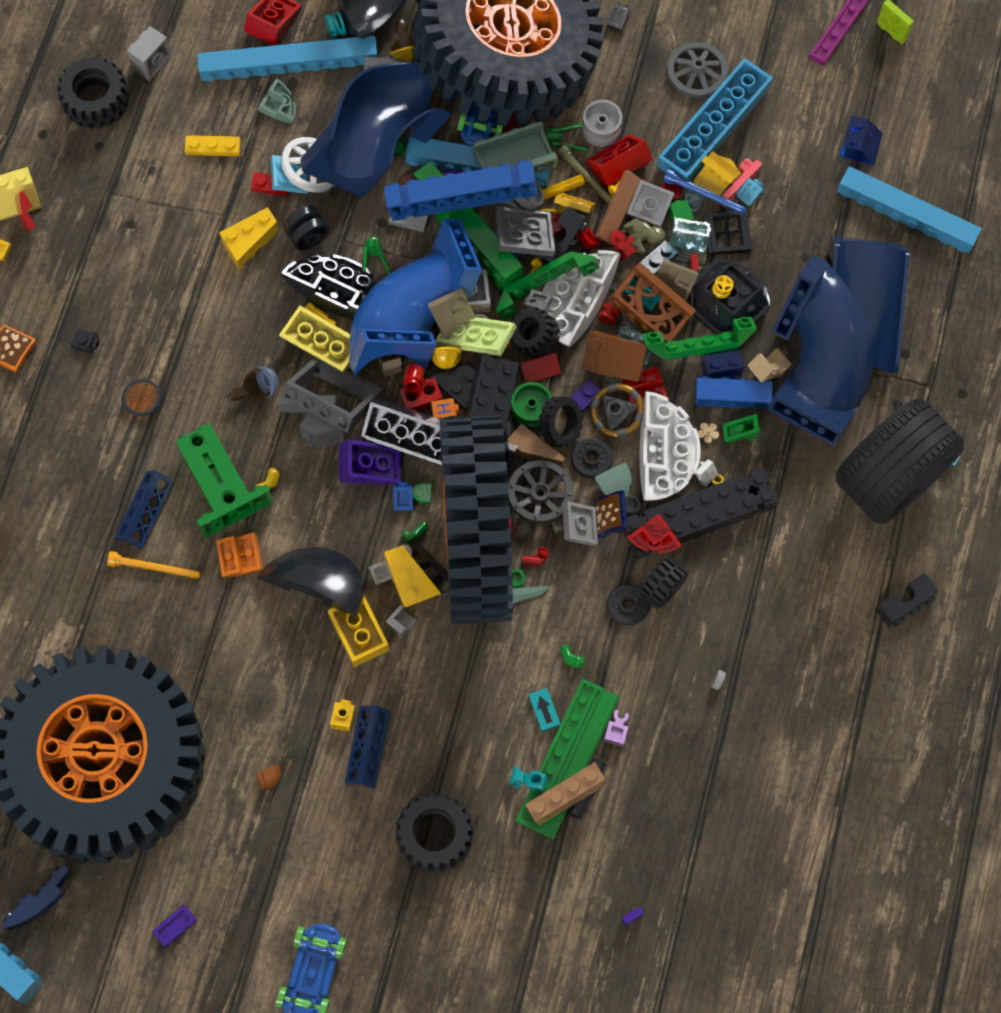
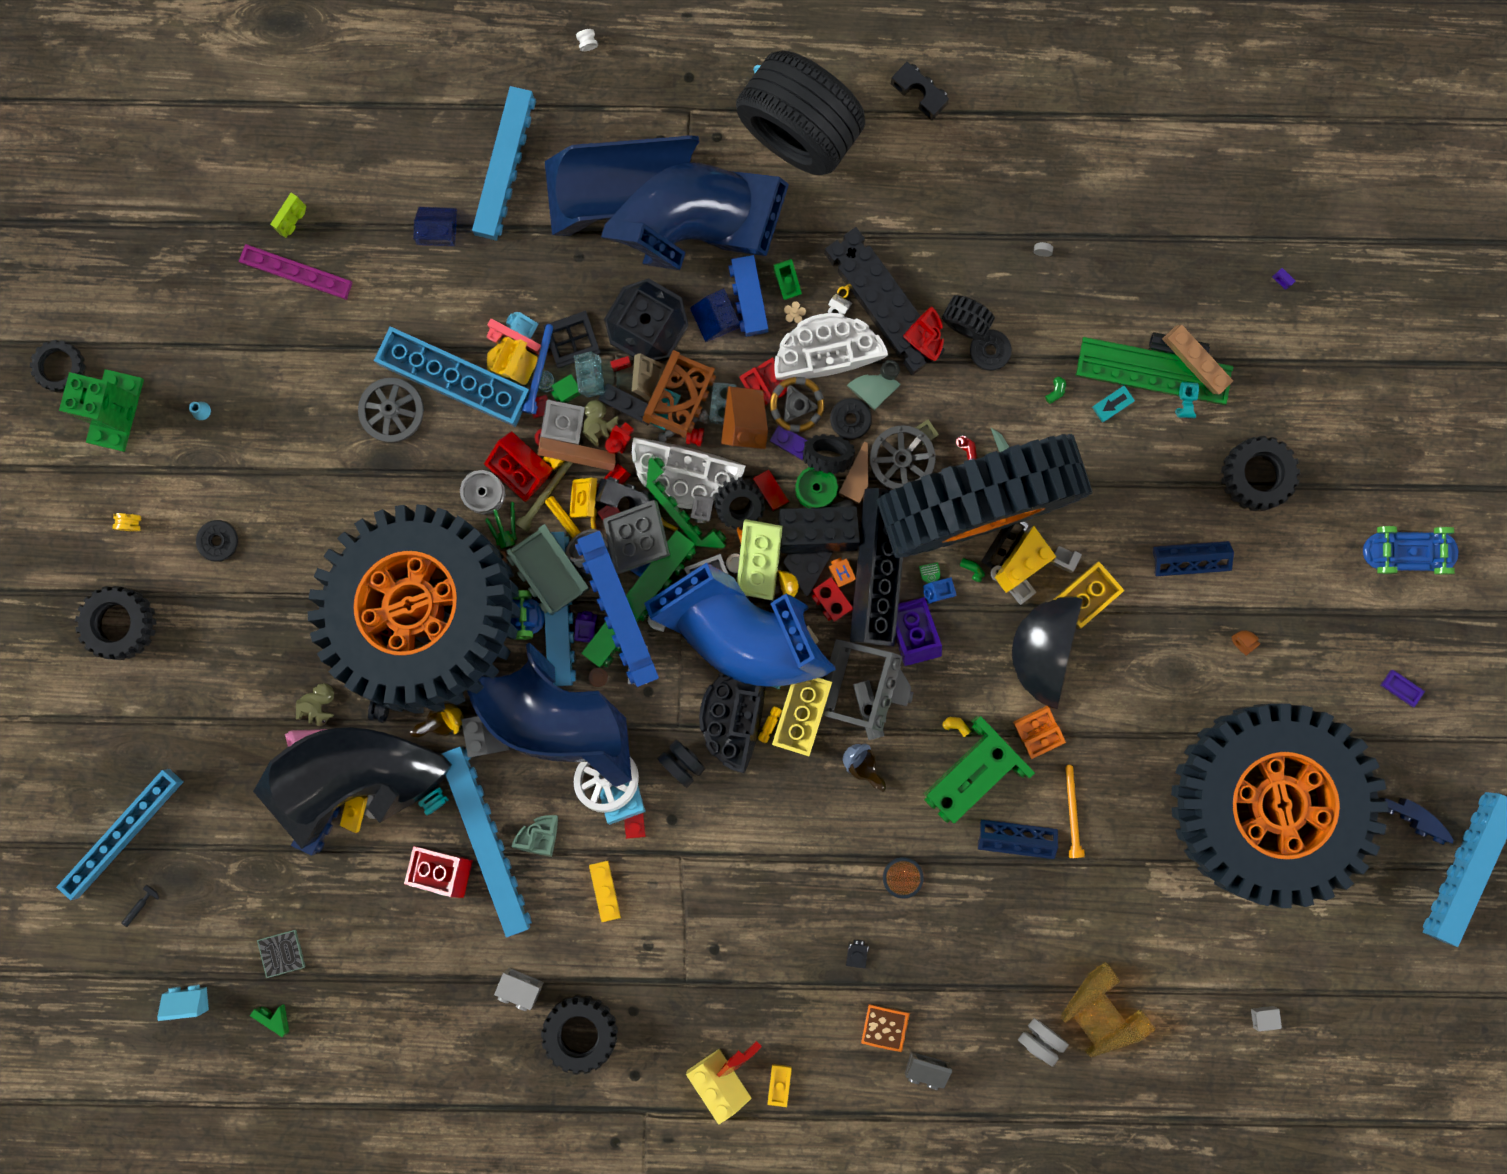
camera: 100 degrees left, 15 degrees up
(249, 236) = (703, 821): yellow wedge -> none
(342, 722) = (1179, 588): yellow brick -> none
(374, 248) = (682, 689): green plant -> none
(413, 377) = (821, 609): red brick -> none
(451, 311) = (745, 588): dark tan plate -> none
(580, 523) = (926, 412): light grey plate -> none
(611, 514) = (909, 384): slope -> none
(616, 730) = (1117, 332): lavender plate -> none
(617, 15) = (346, 506): flat silver bracket -> none
(726, 284) = (646, 321): yellow wheel -> none
(742, 330) = (709, 334): green slope -> none
(769, 367) = (714, 265): tan panel -> none

